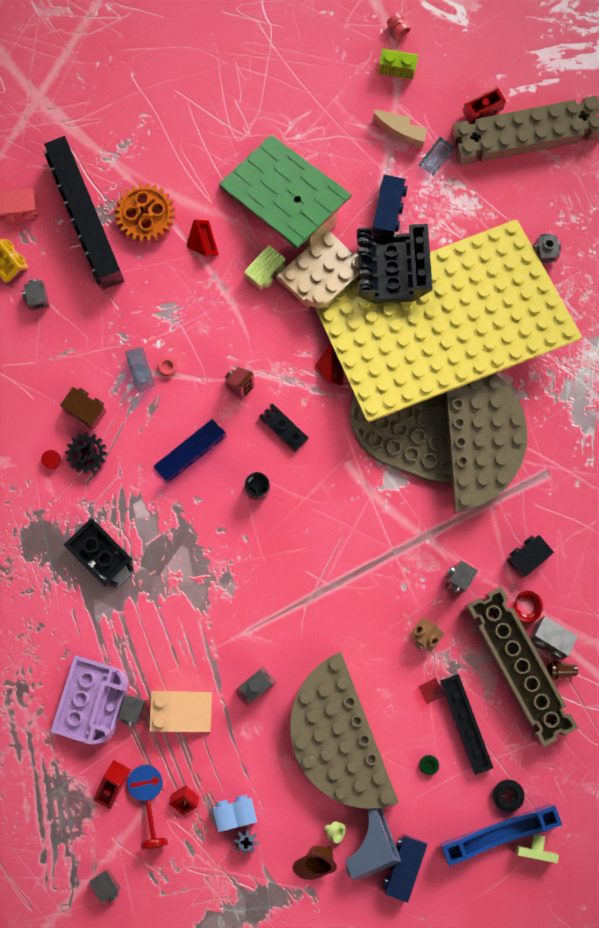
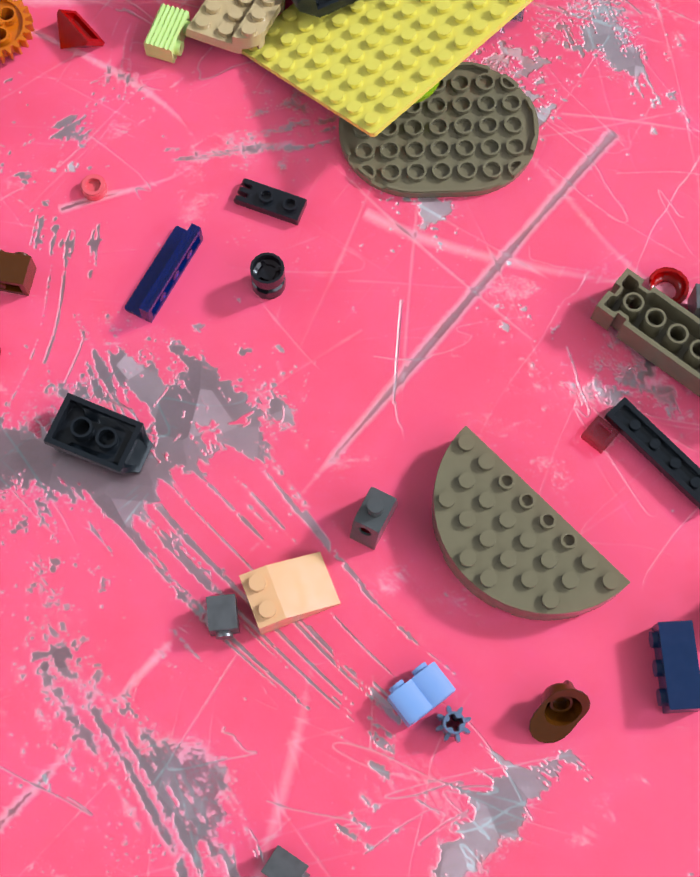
camera: 20 degrees left, 10 degrees down
(84, 460) = (22, 315): black gear -> none
(90, 701) = (162, 629): lavender plate -> none
(111, 784) = (236, 726): red slope -> none
(140, 369) = (59, 199): clear light blue brick -> none
(144, 785) = (282, 709): piece -> none
(184, 800) = (344, 706): red slope -> none
(240, 381) = (194, 162): reddish brown slope -> none
(330, 366) = (297, 109): red slope -> none
(335, 831) = (564, 660): yellowish green tile -> none
(377, 849) = (631, 660): sand blue arch -> none
(426, 635) = (562, 365): medium nougat brick -> none
(429, 764) = (642, 525): dark green tile -> none
(460, 577) = (571, 279): flat silver brick -> none
(484, 440) = (520, 116): dark tan brick -> none
(529, 556) = (643, 224): black brick -> none

